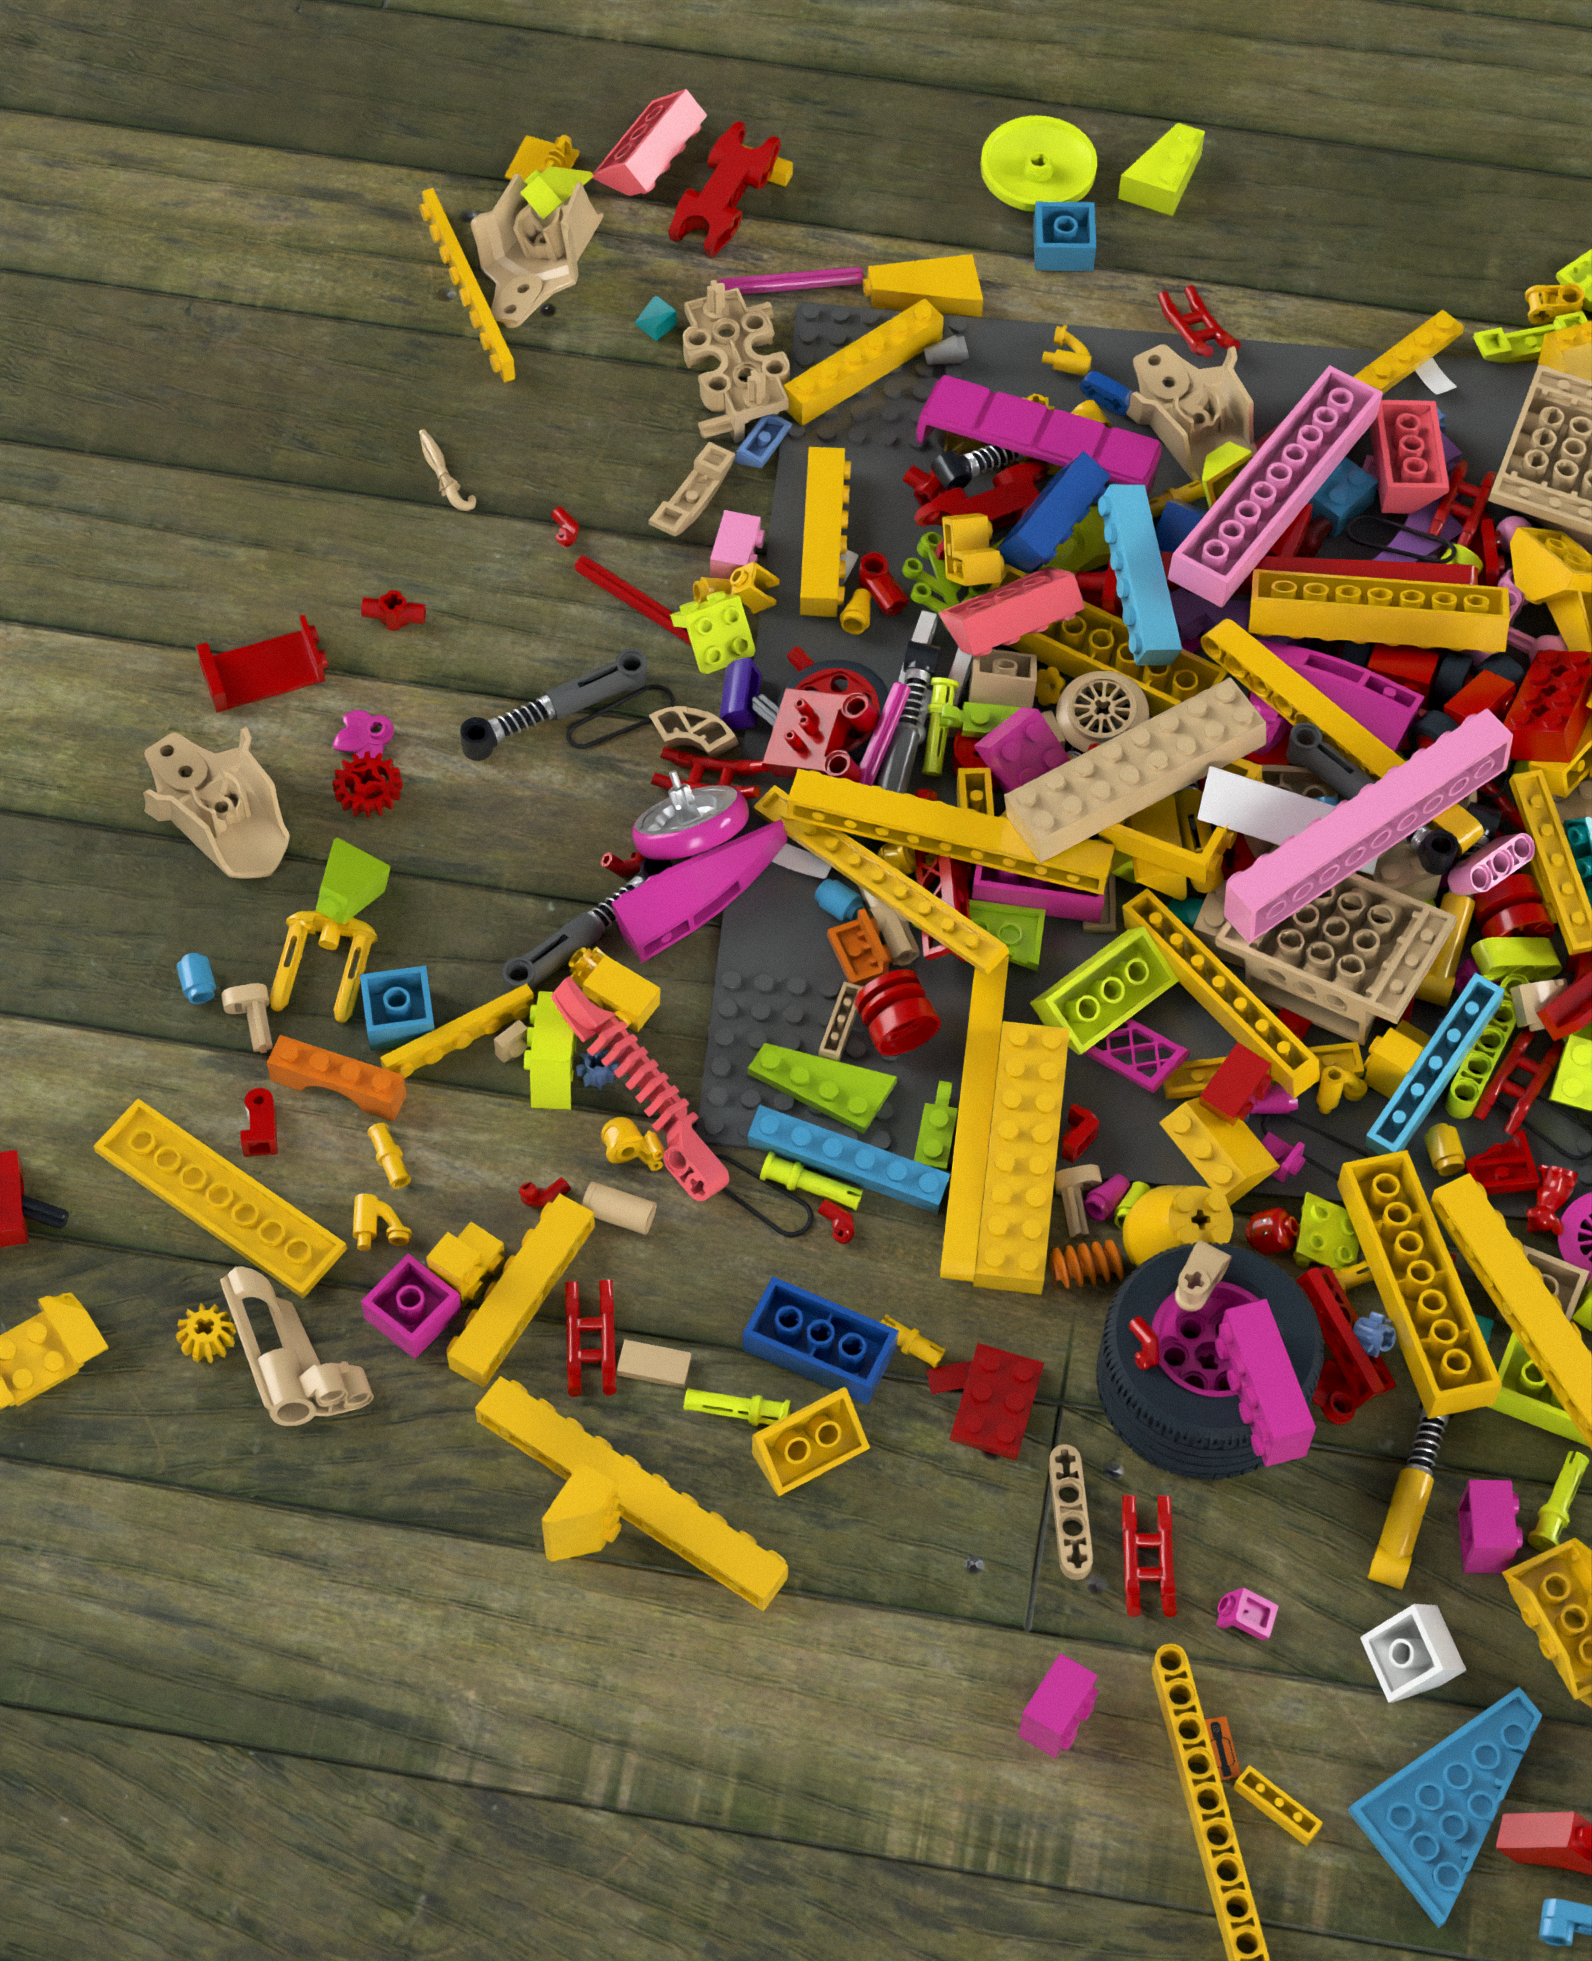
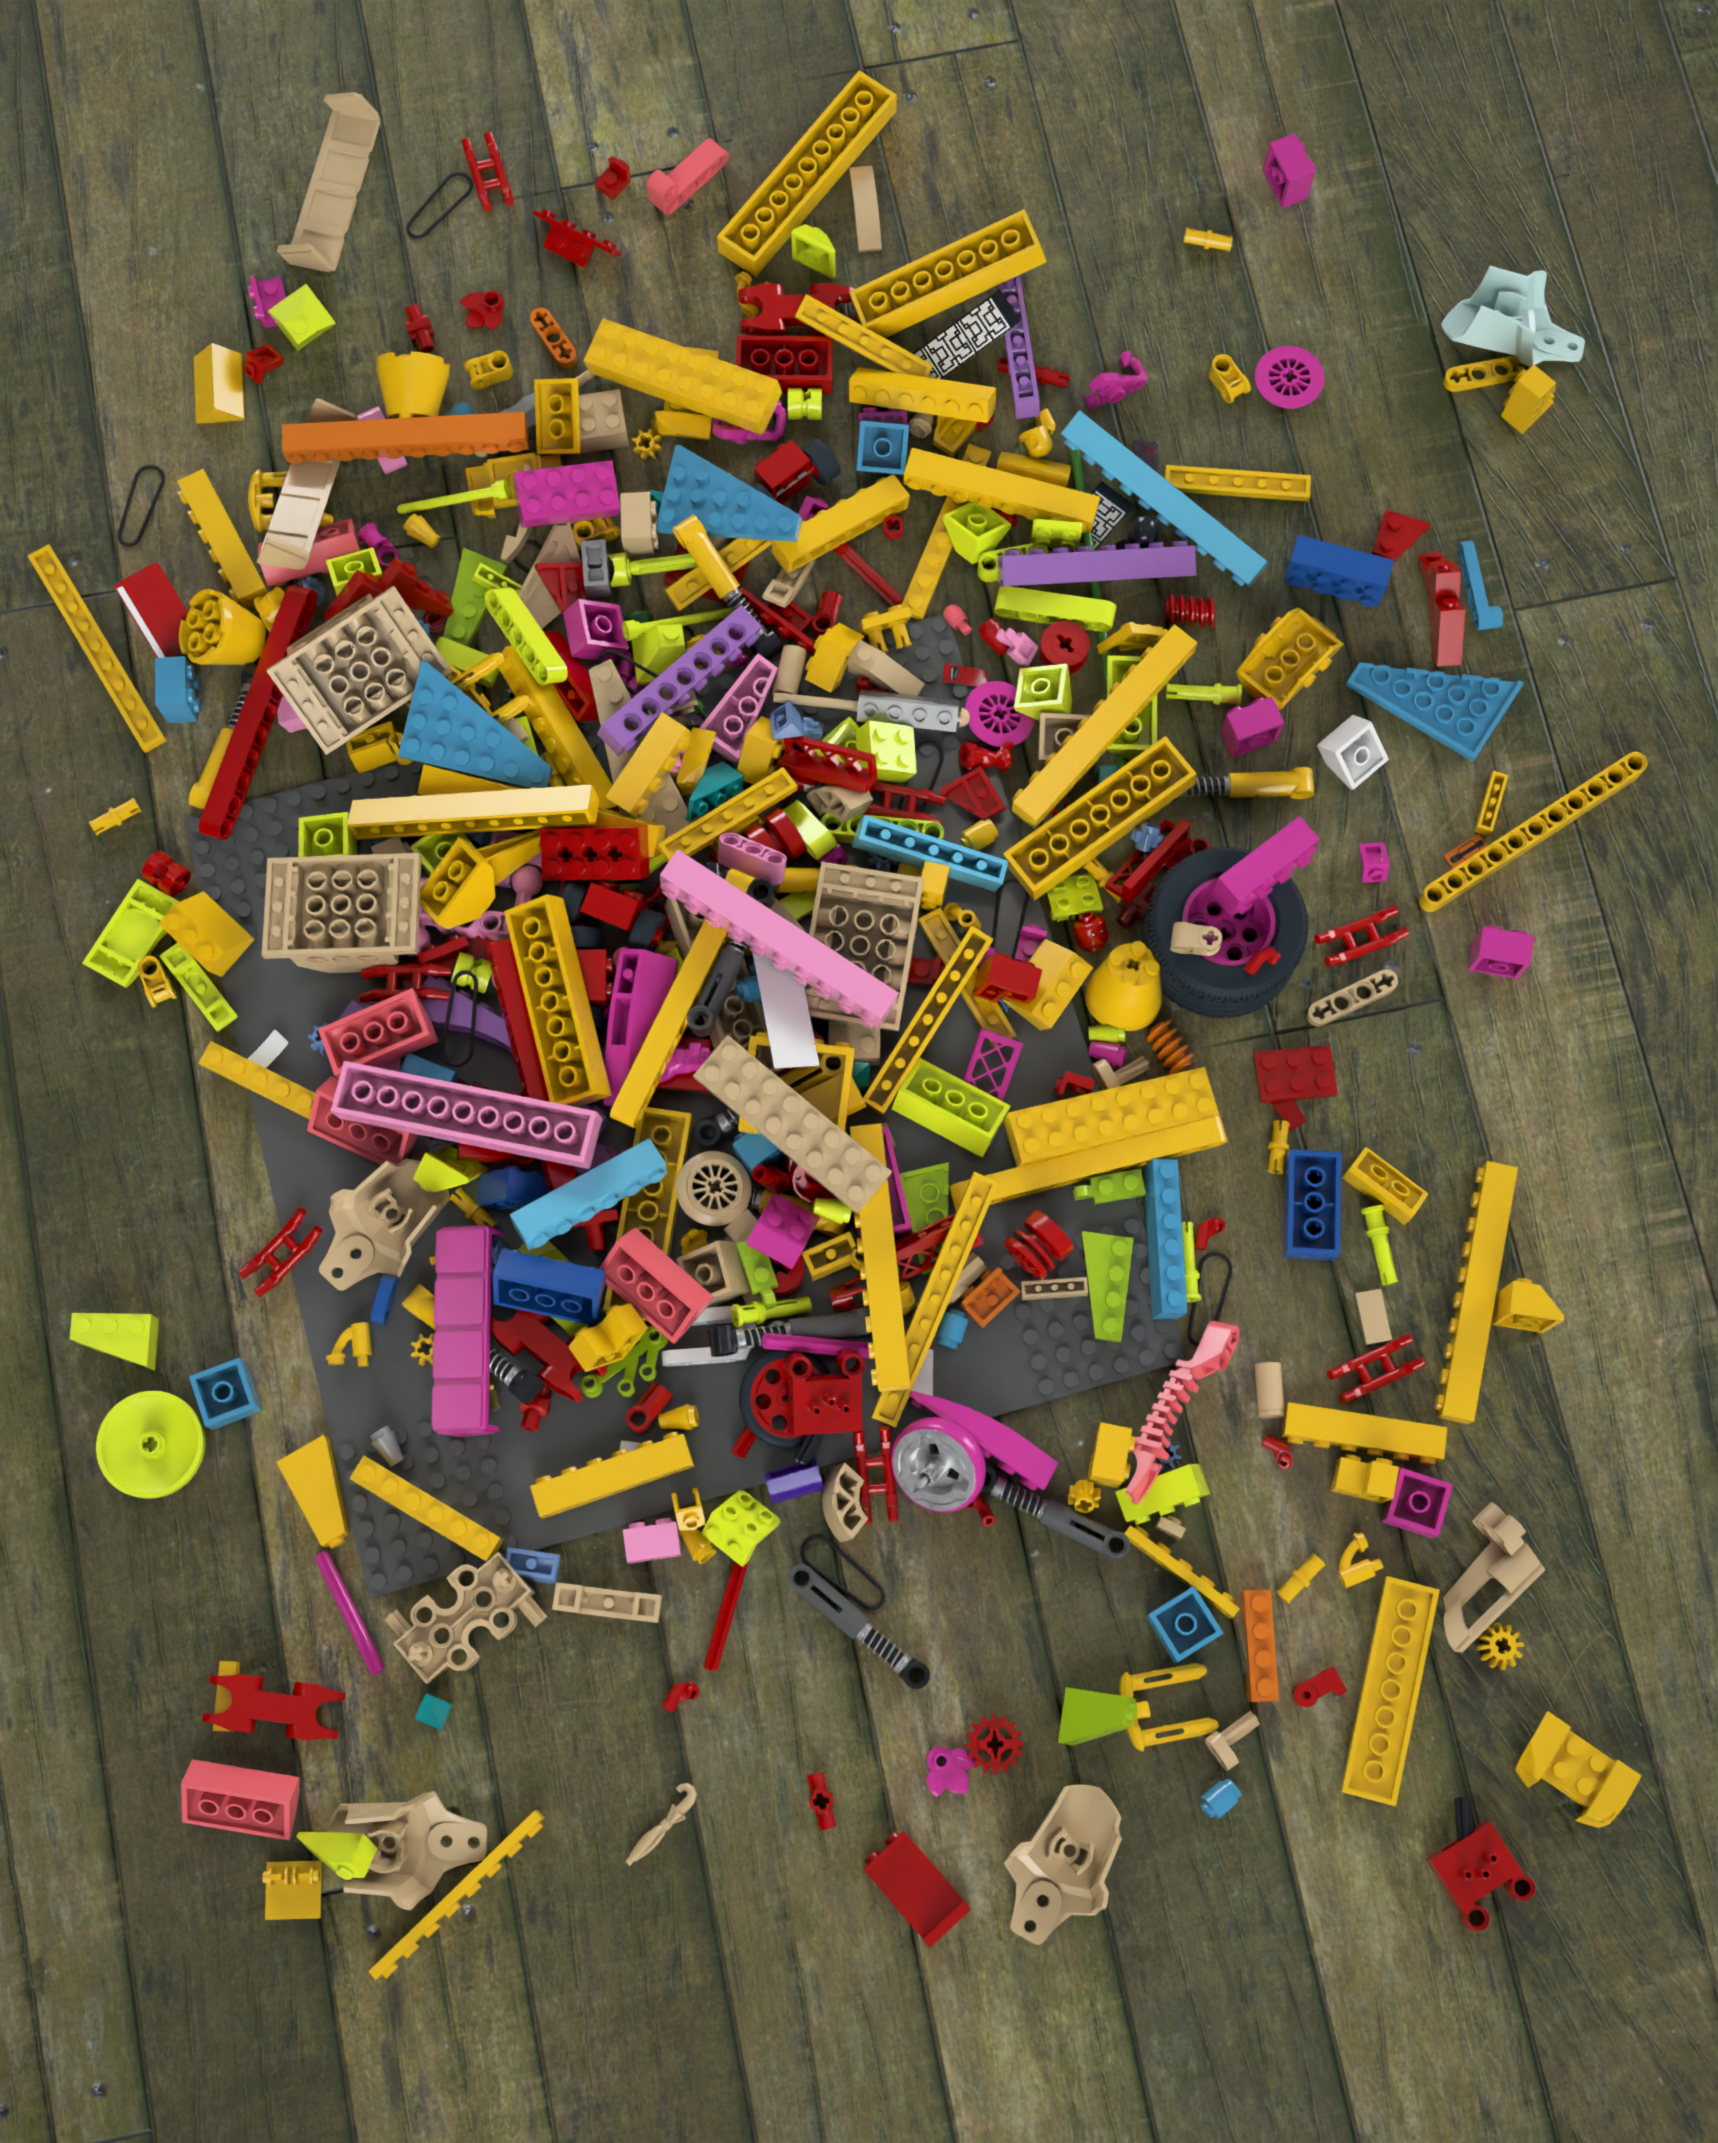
camera: 110 degrees left, 15 degrees up
(626, 1143) = (1213, 1409): yellow piece -> none

